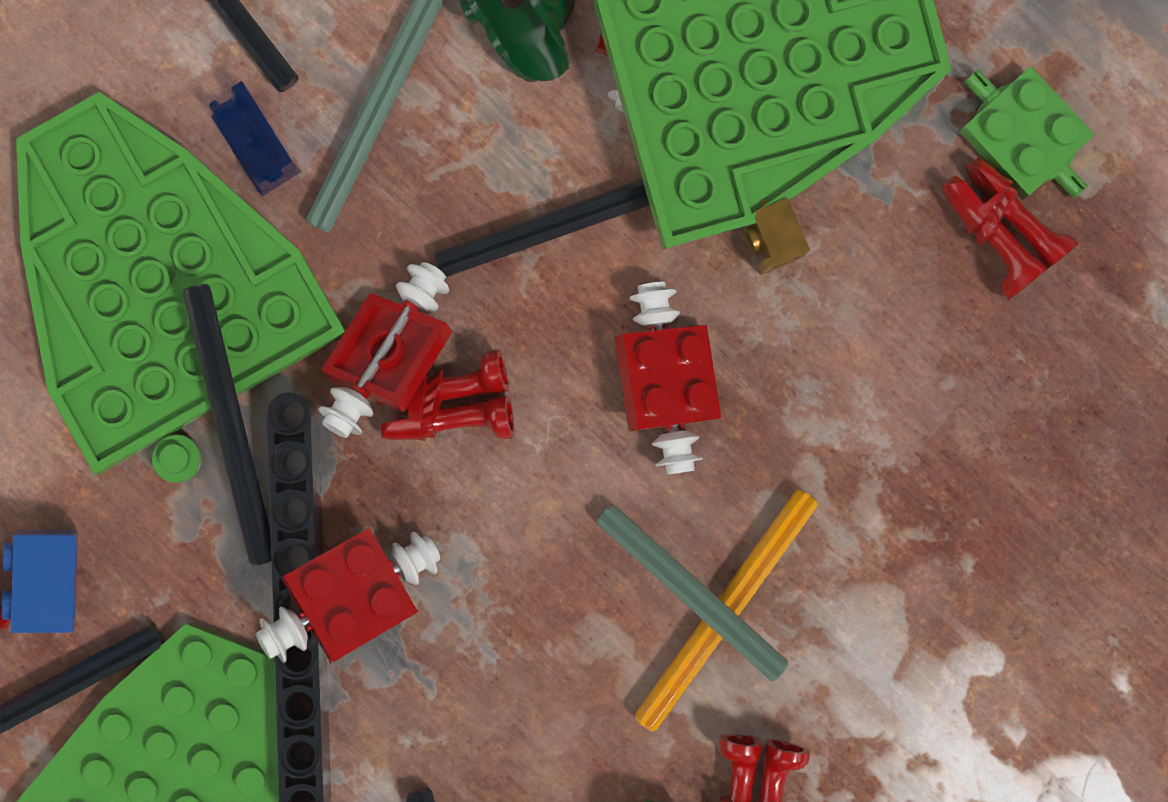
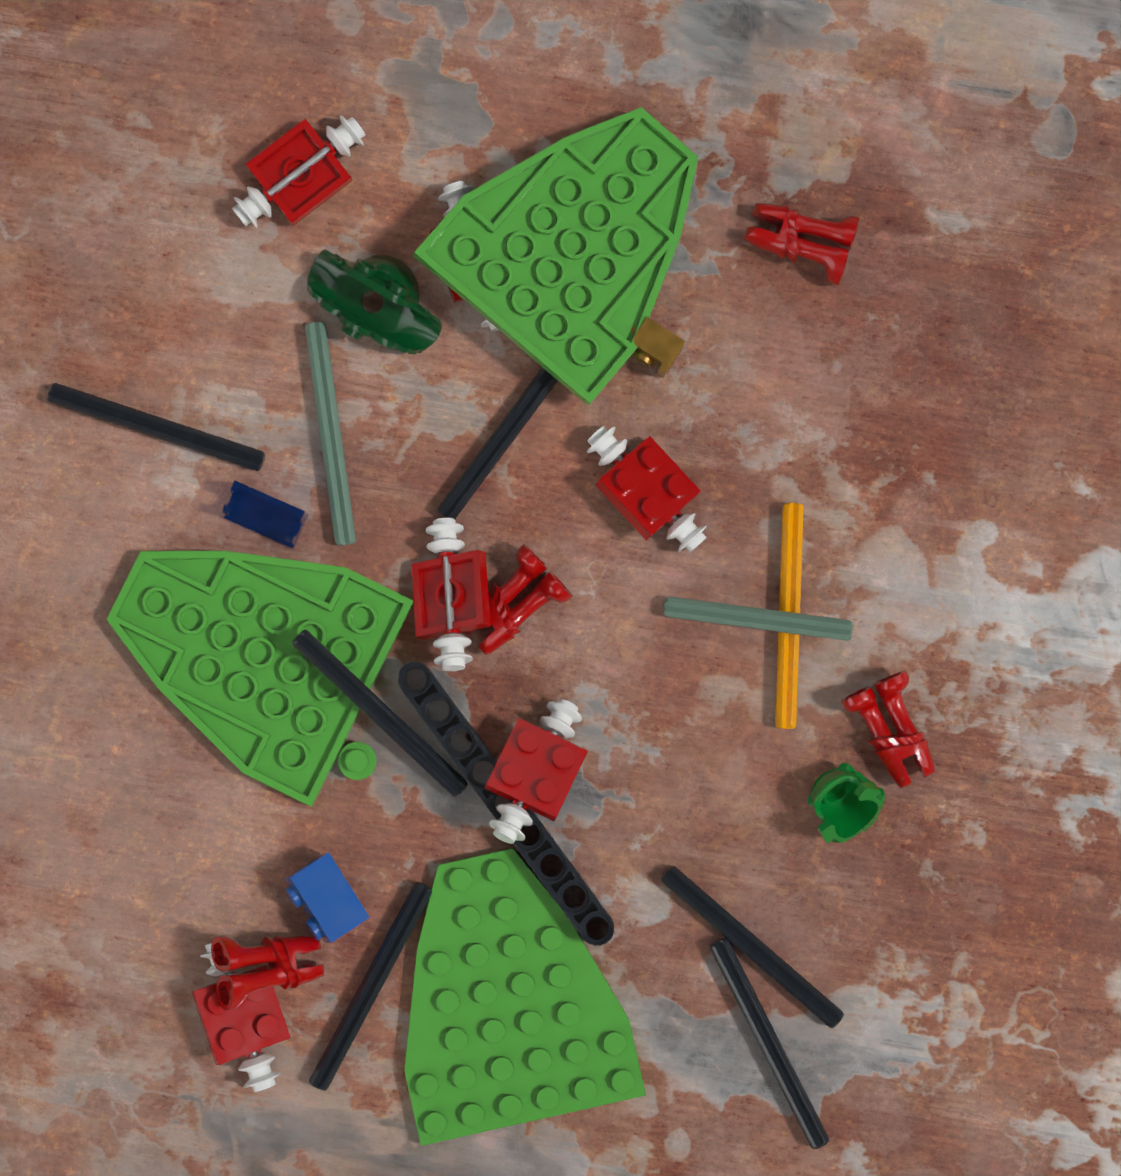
camera: 30 degrees left, 0 degrees up
(1027, 132) = (776, 165): bright green plate -> none

